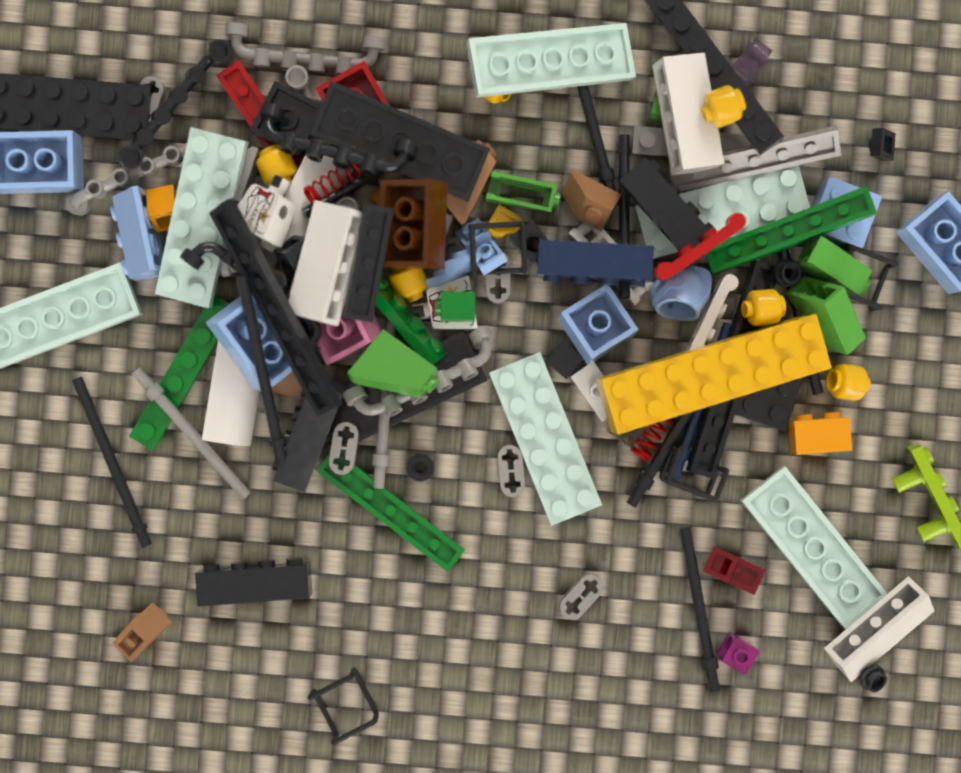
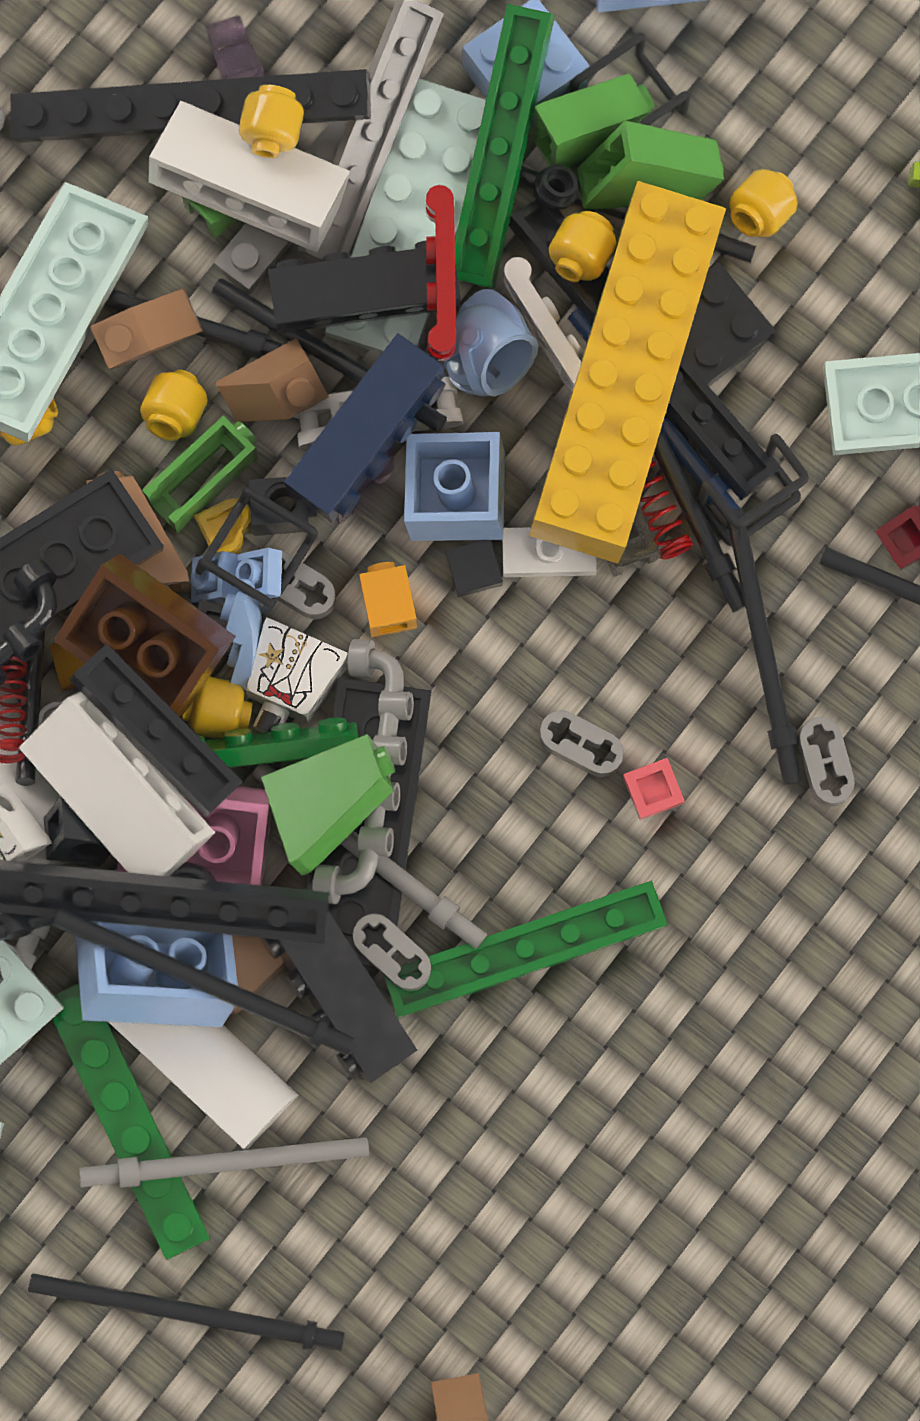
camera: 60 degrees left, 10 degrees down
(253, 583) = (501, 1215): black brick -> none
(314, 694) = (728, 1160): black piece -> none
(416, 475) = (496, 854): black plate -> none
(456, 306) = (299, 658): green brick -> none
(511, 521) = (653, 789): none -> coral plate
(519, 328) = (387, 599): none -> light orange brick
(545, 438) = (568, 666): light aqua plate -> none
(547, 156) = (173, 405): none -> yellow head
(576, 116) = (146, 329): none -> medium nougat slope
(580, 566) = (782, 736): none -> black bar
(819, 435) = (811, 287): light orange brick -> none

